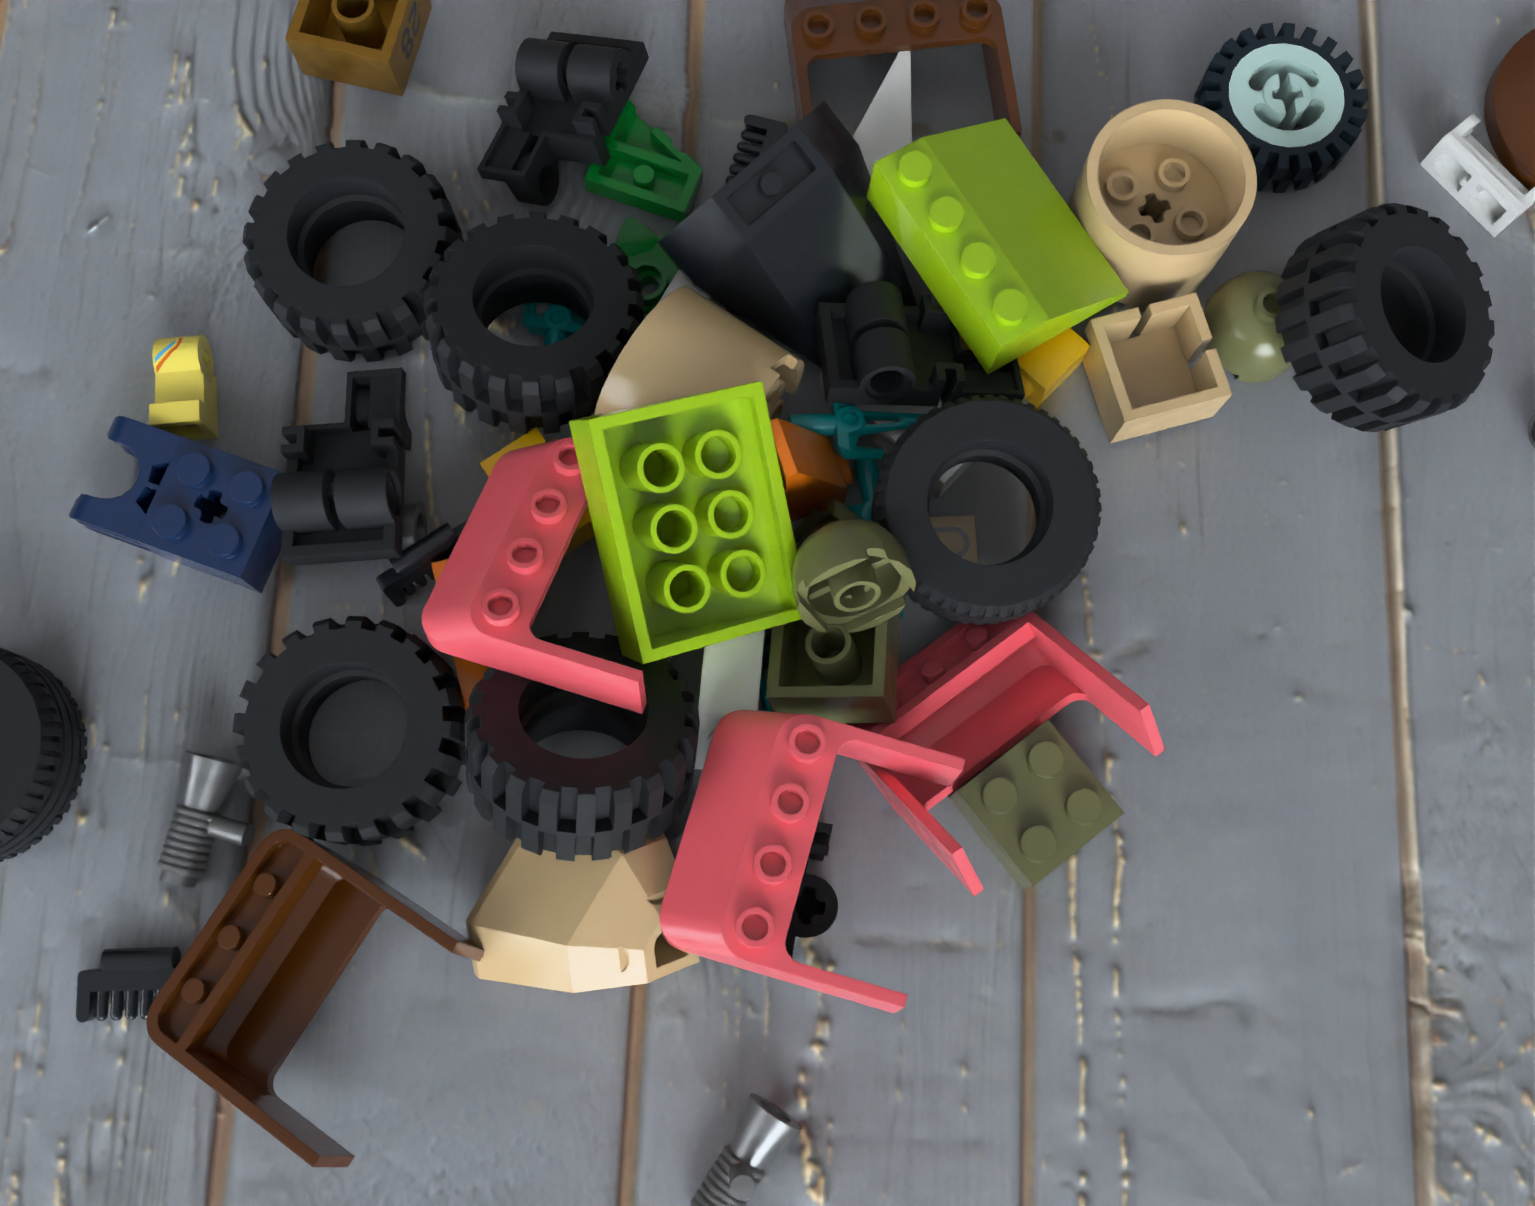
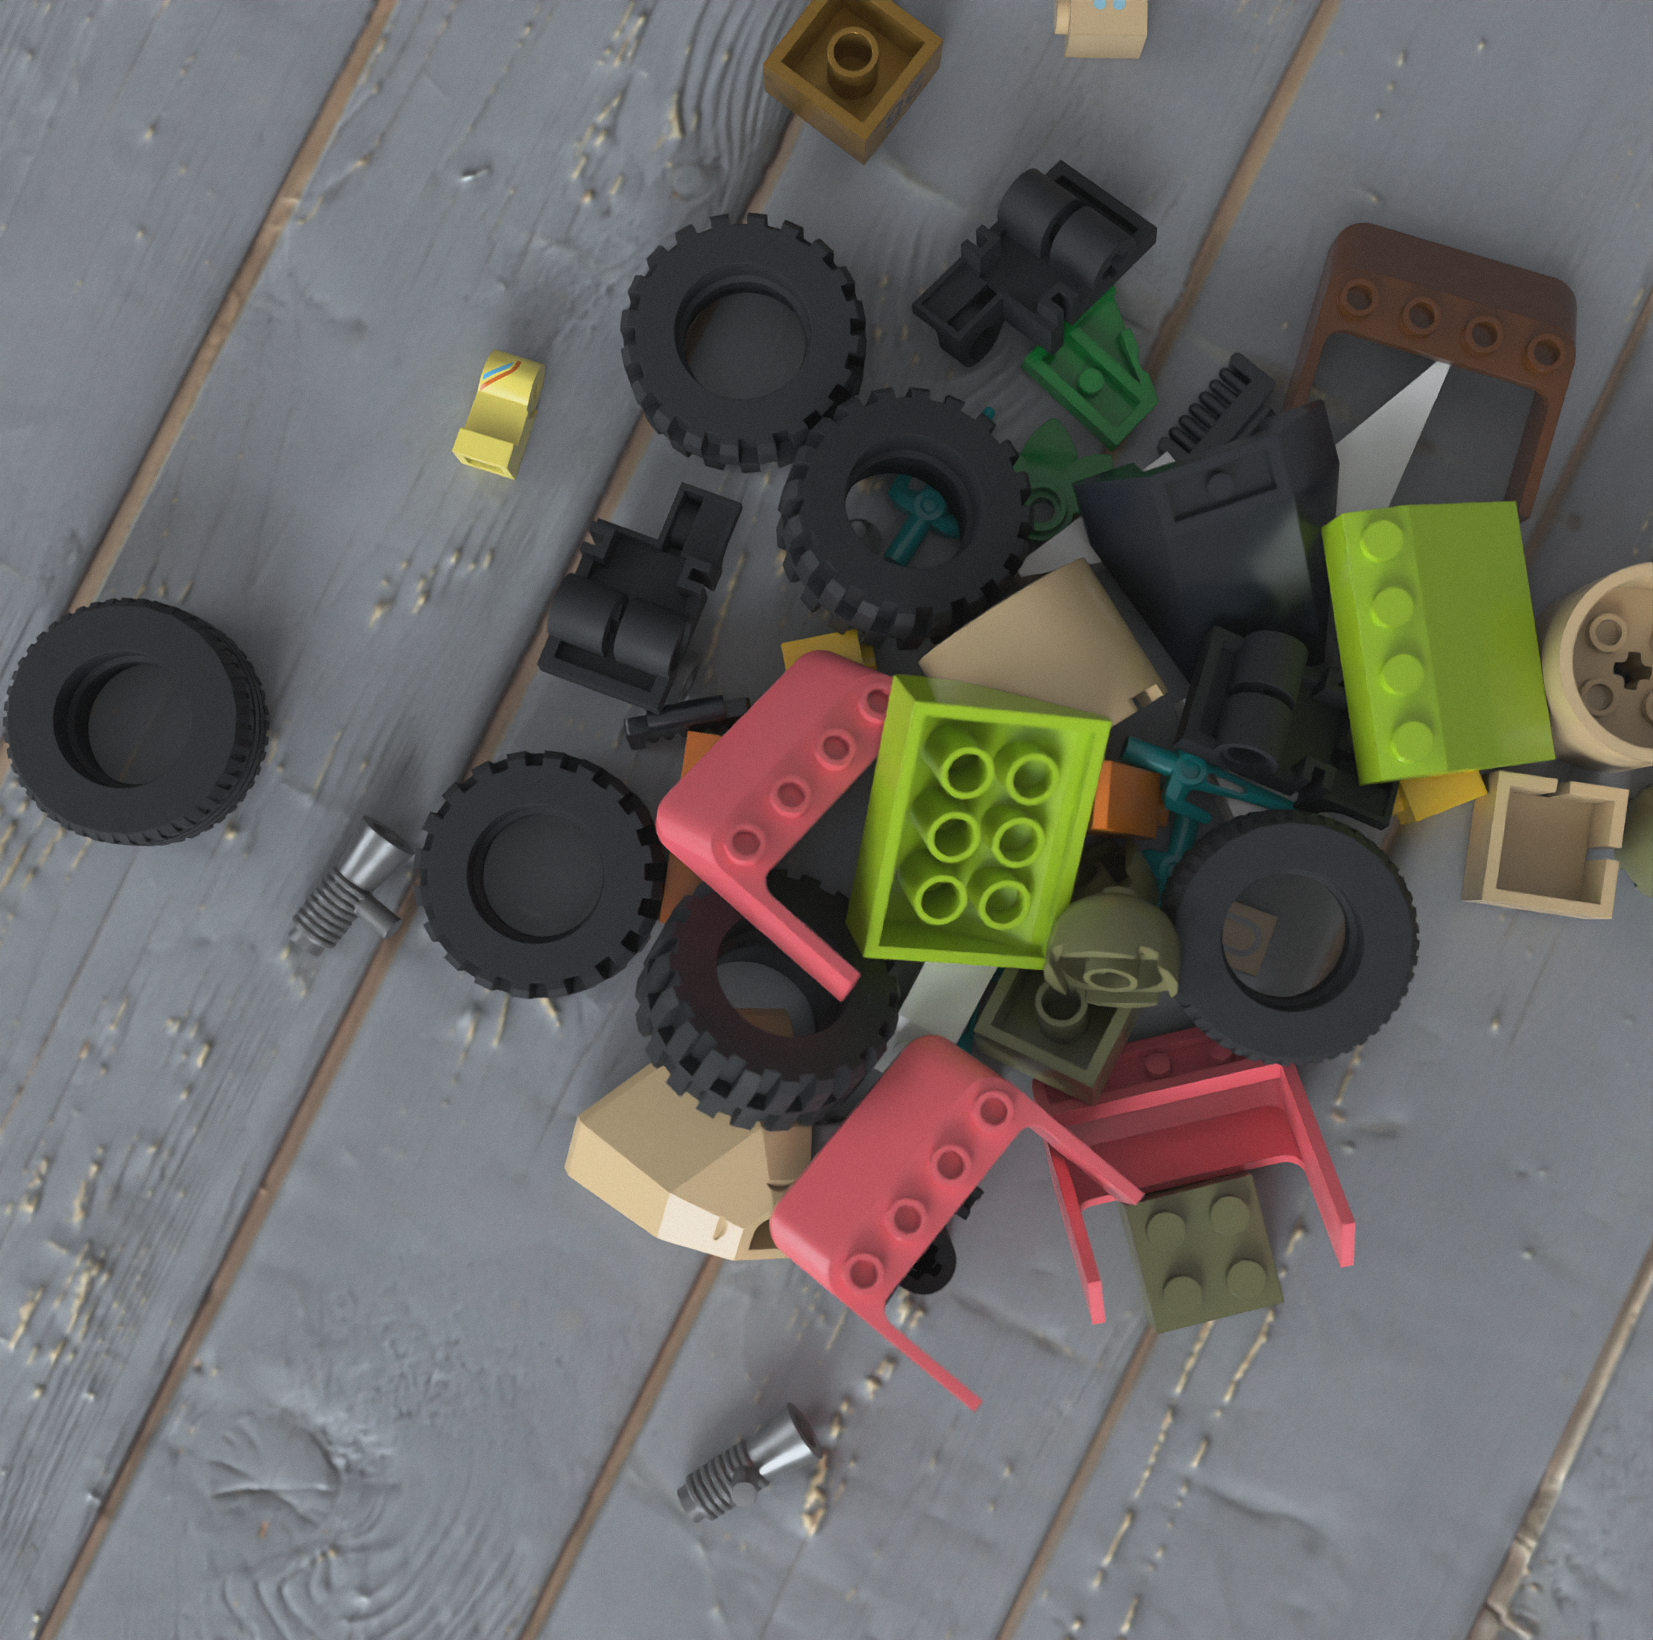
camera: 30 degrees right, 10 degrees up
(123, 971) = (231, 1015): black piece -> none
(179, 505) = (451, 543): dark blue brick -> none
(267, 970) = (366, 1074): reddish brown windscreen -> none

